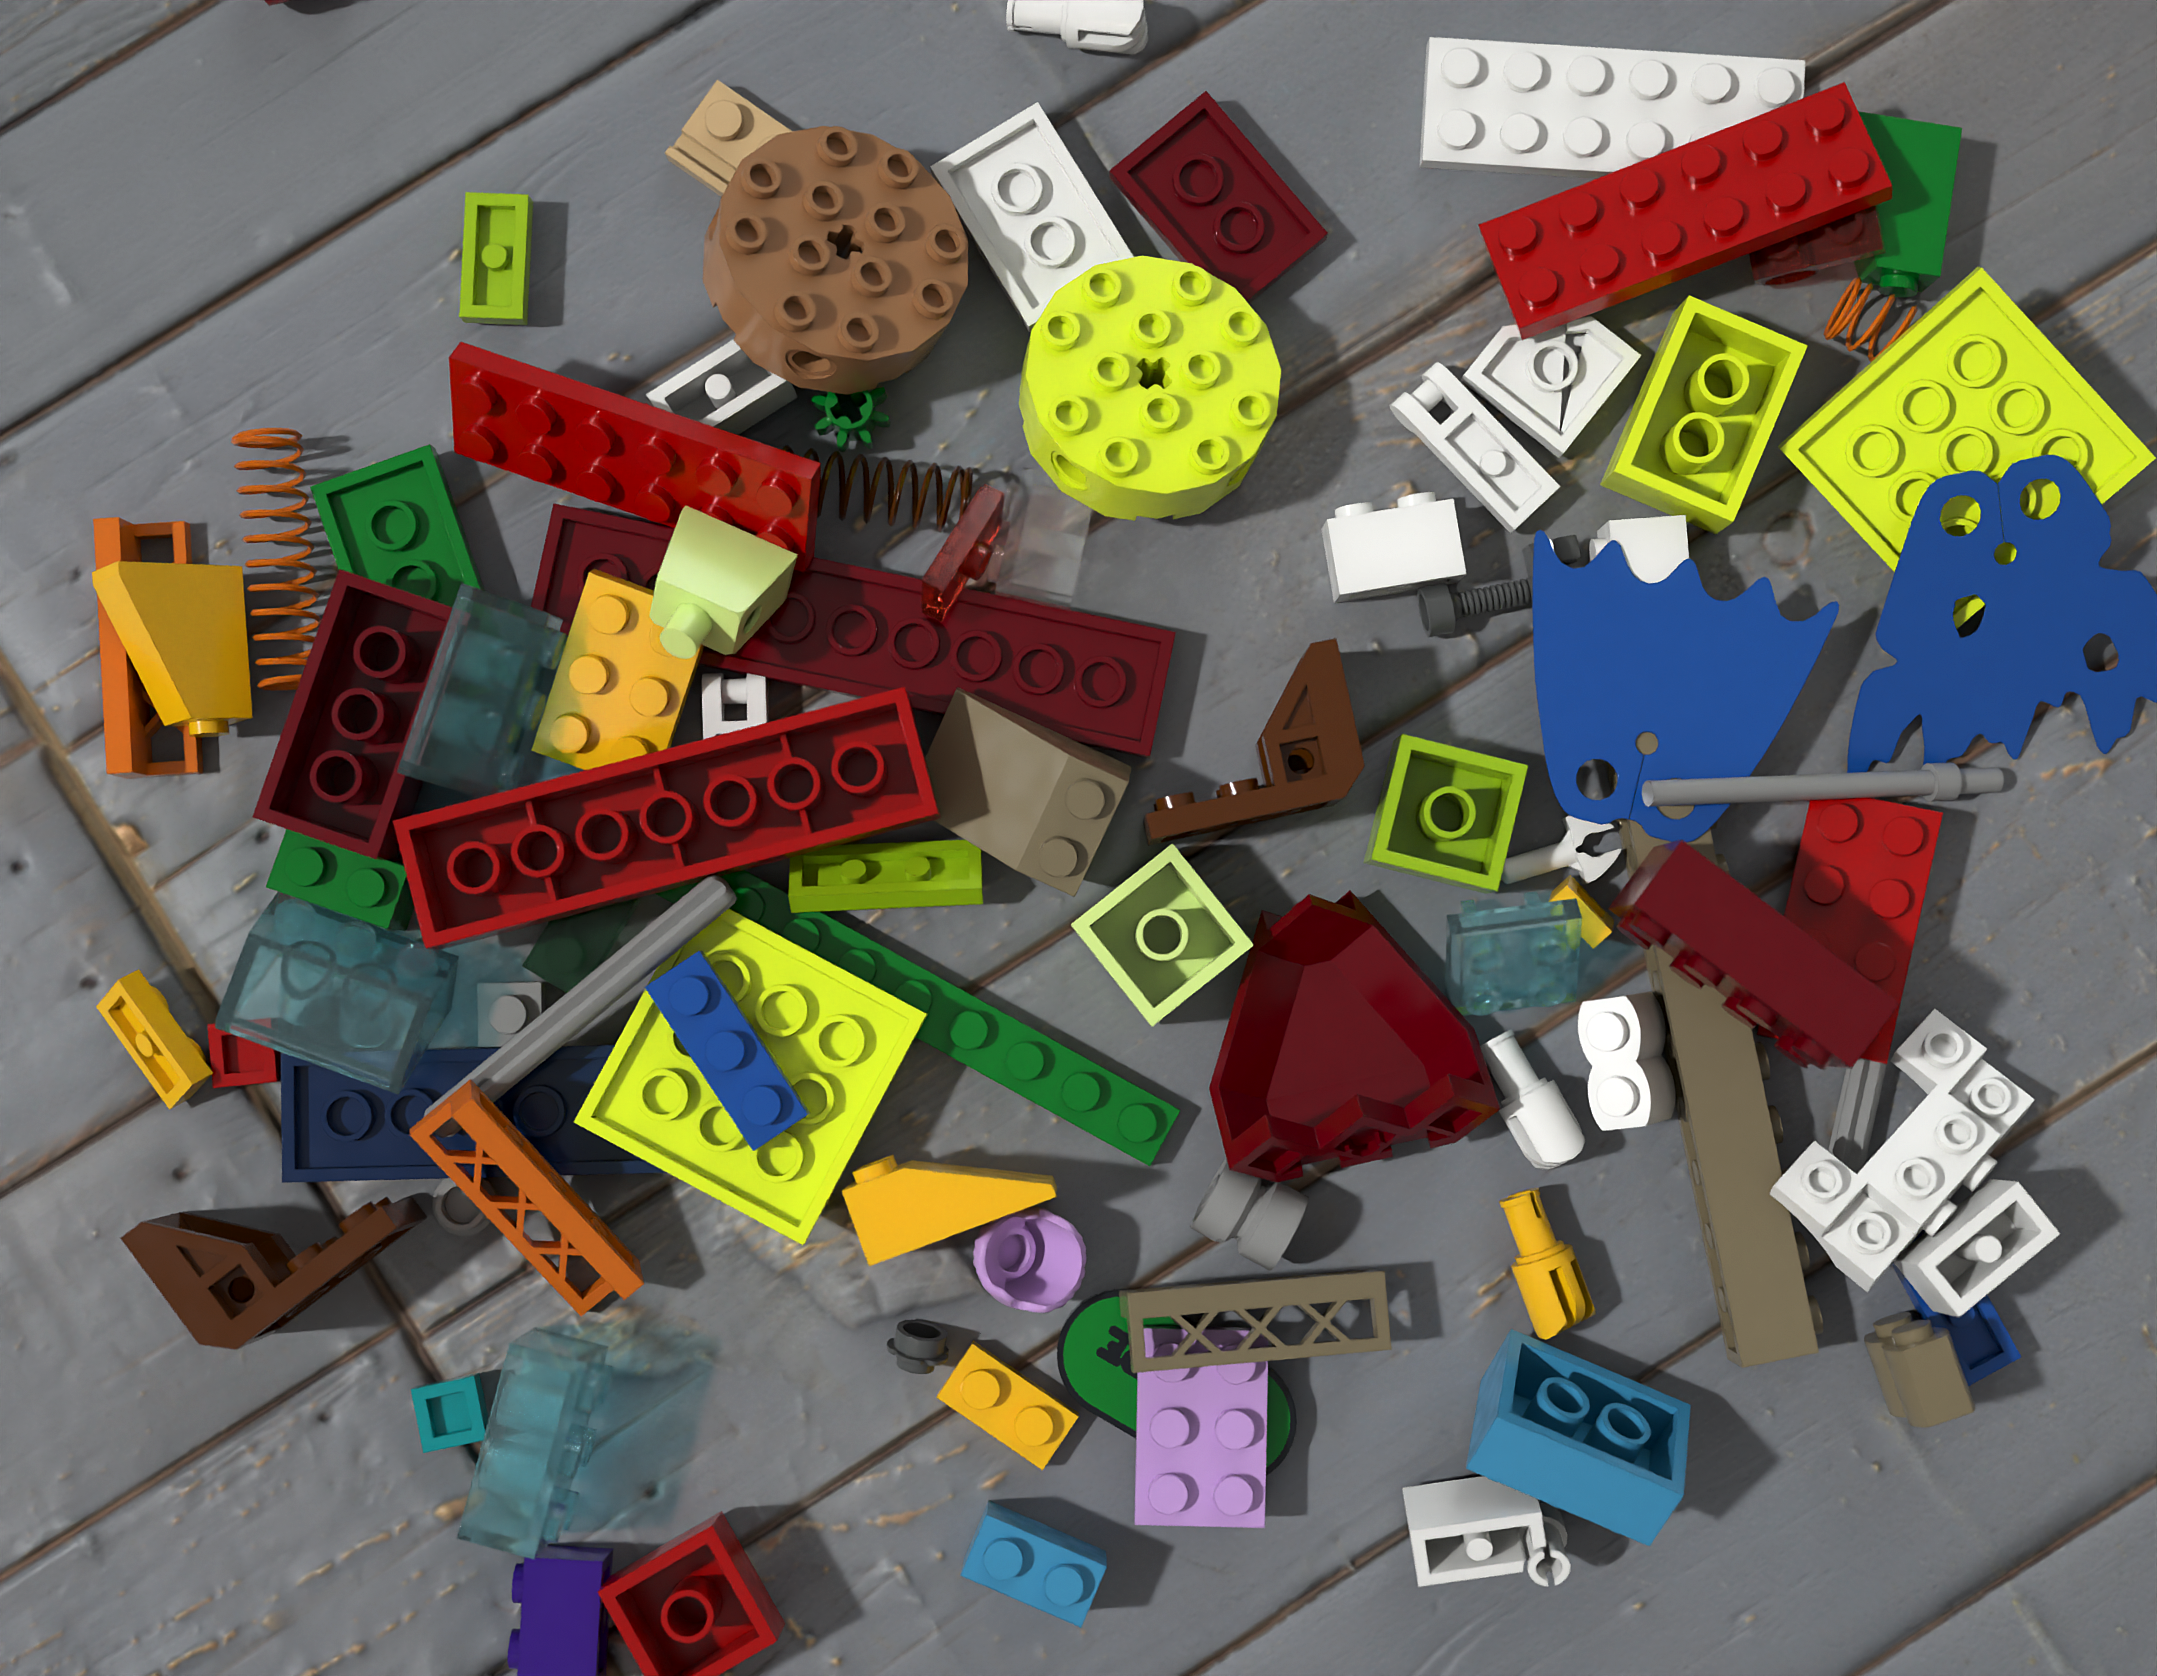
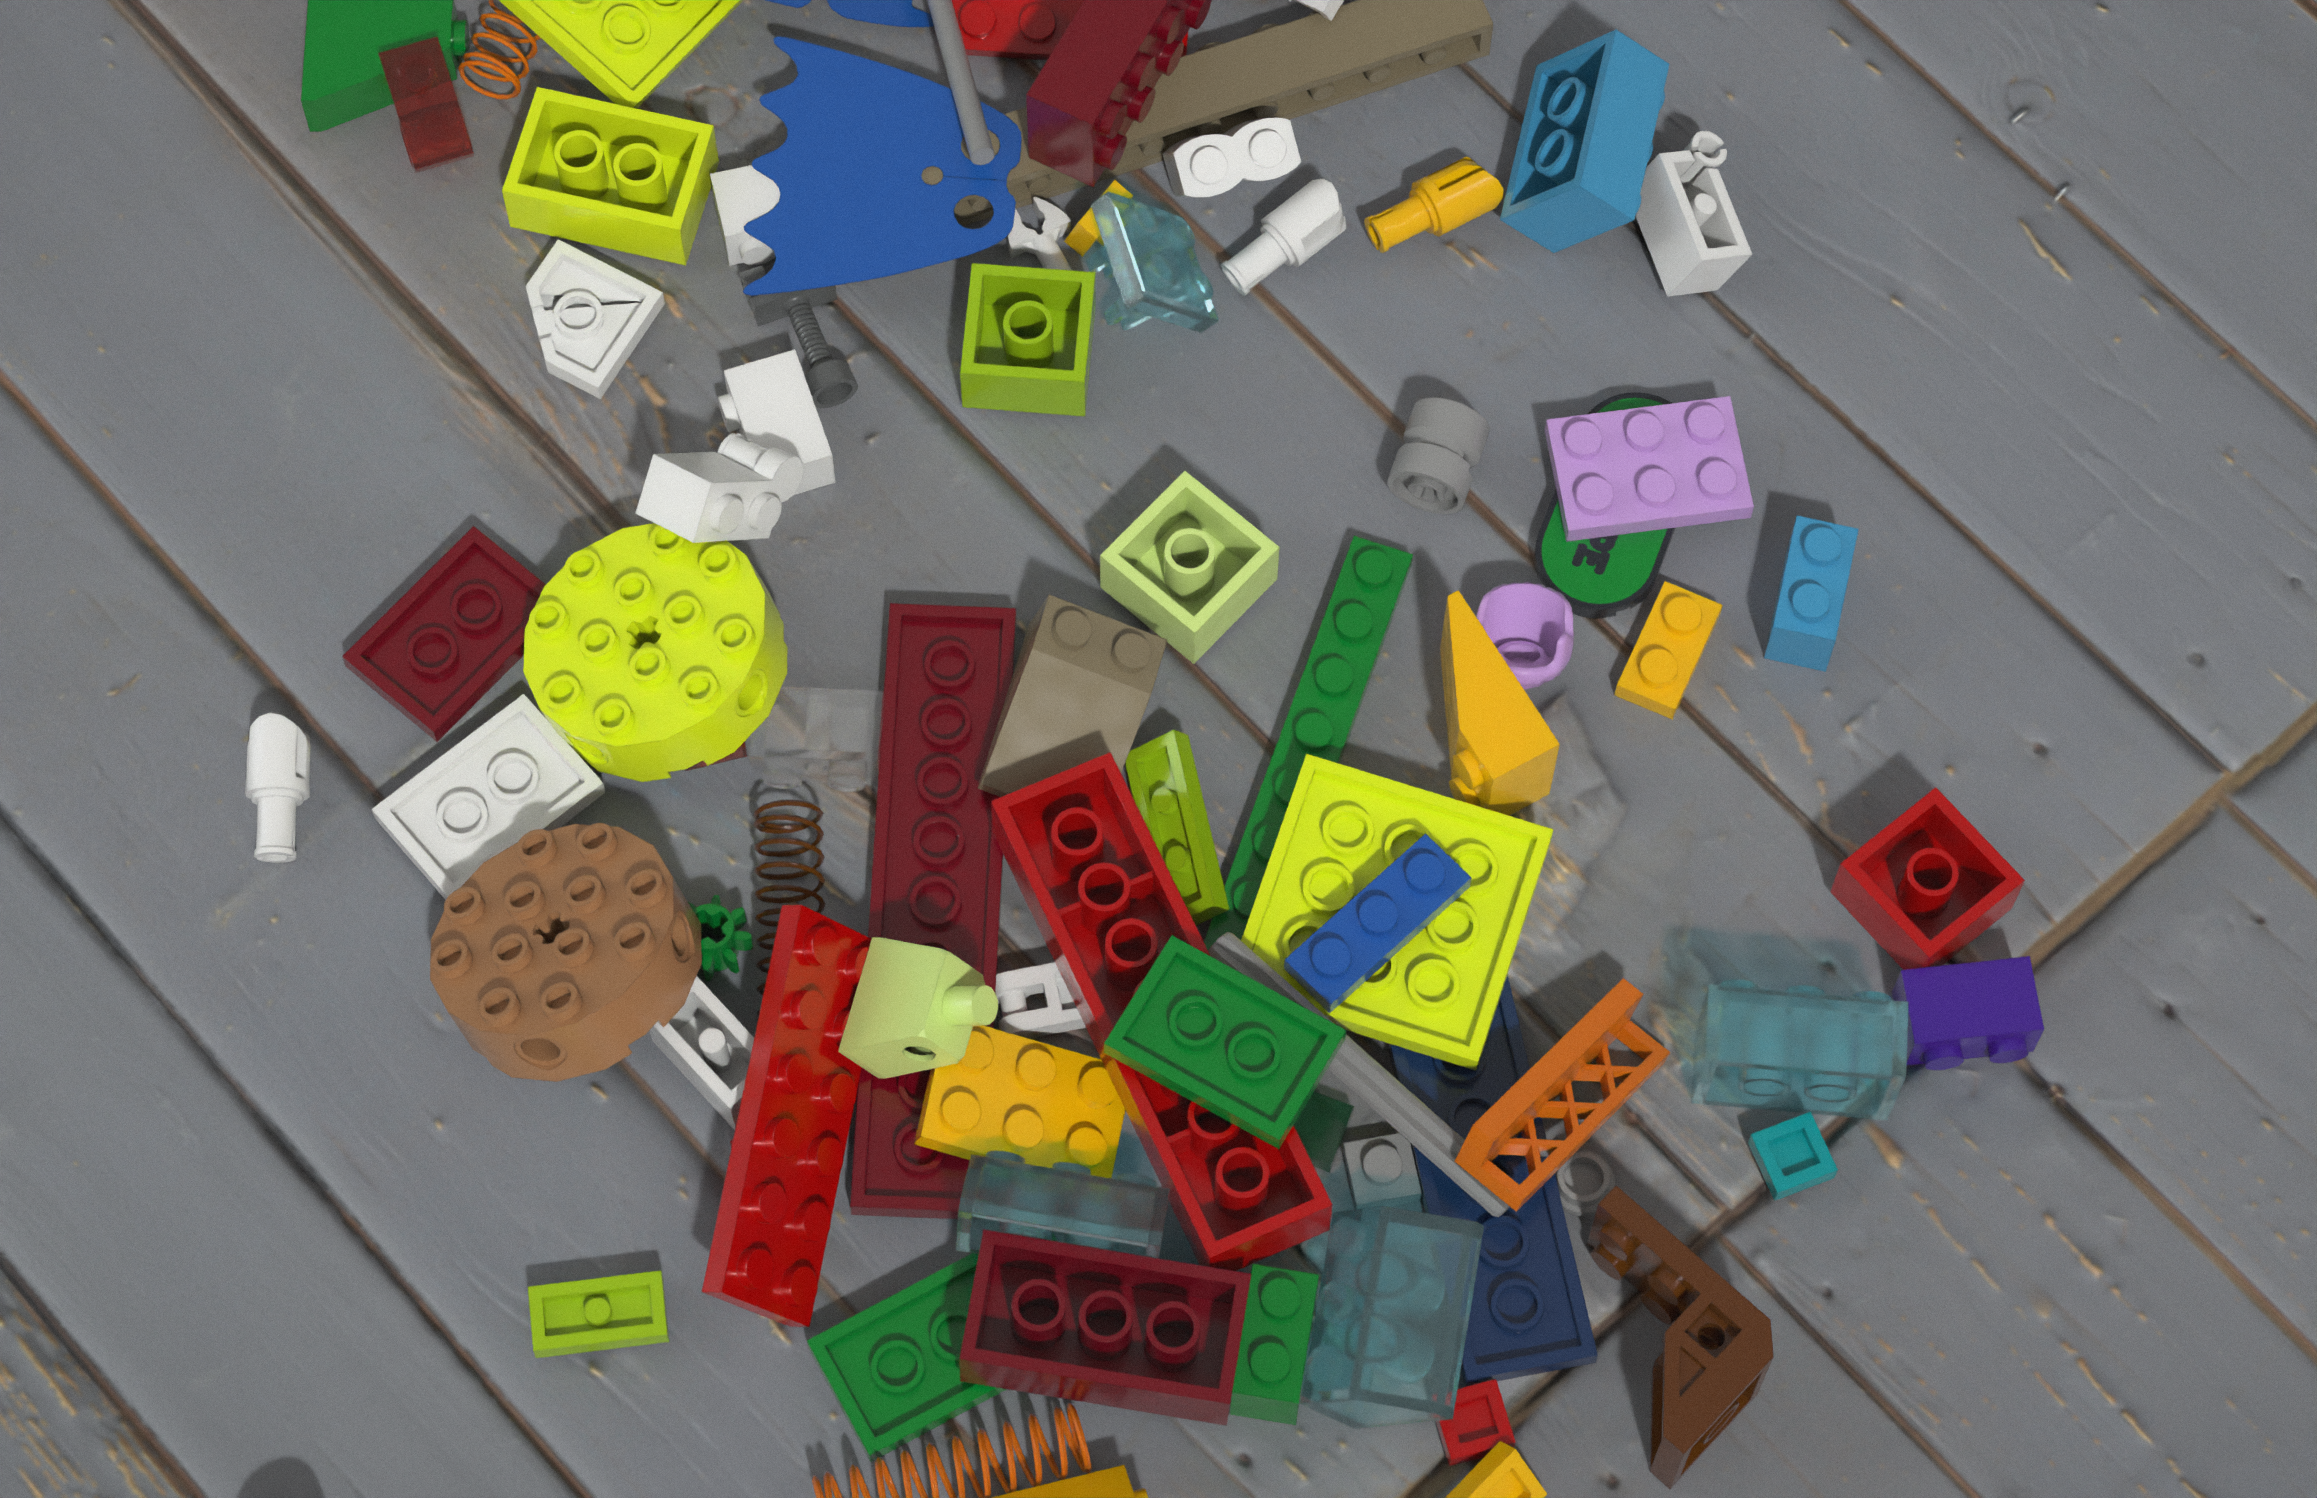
camera: 100 degrees left, 20 degrees down
(596, 871) = (1225, 1041): none -> green plate
(720, 136) = (449, 1099): tan plate -> none
(919, 1346) = (1629, 733): dark grey plate -> none
(963, 553) = (845, 797): clear red plate -> none
(1254, 1294) = (1518, 443): dark tan fence -> none
(1294, 466) = (720, 493): none -> white hinge
(1308, 722) = (957, 455): reddish brown bracket -> none
(1340, 1048) = (1268, 396): dark red panel -> none
(1475, 448) = (666, 372): white plate -> none
(1584, 106) = (319, 307): white plate -> none
(1685, 211) = (419, 214): red plate -> none

